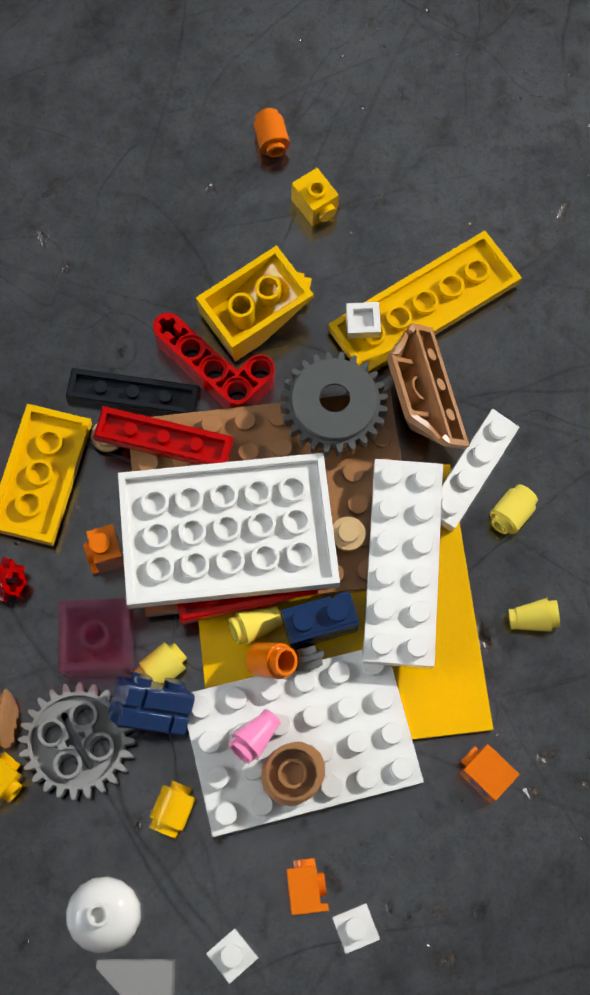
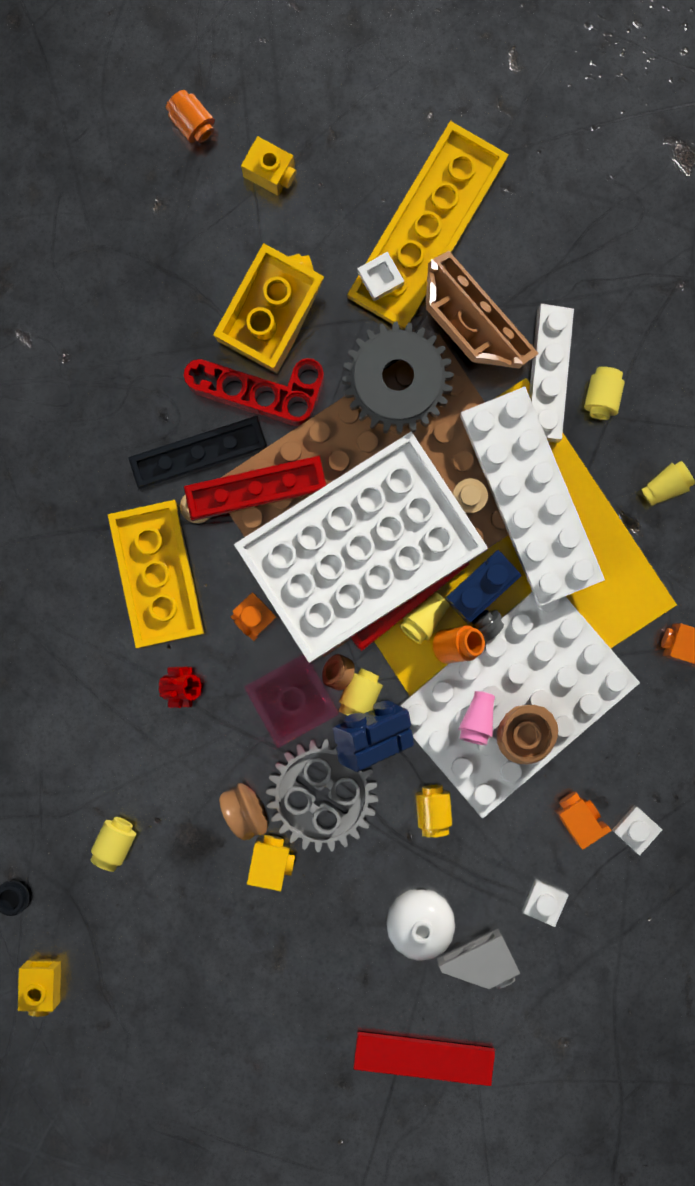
camera: 20 degrees left, 15 degrees up
(152, 636) = (338, 672): none -> medium nougat tile

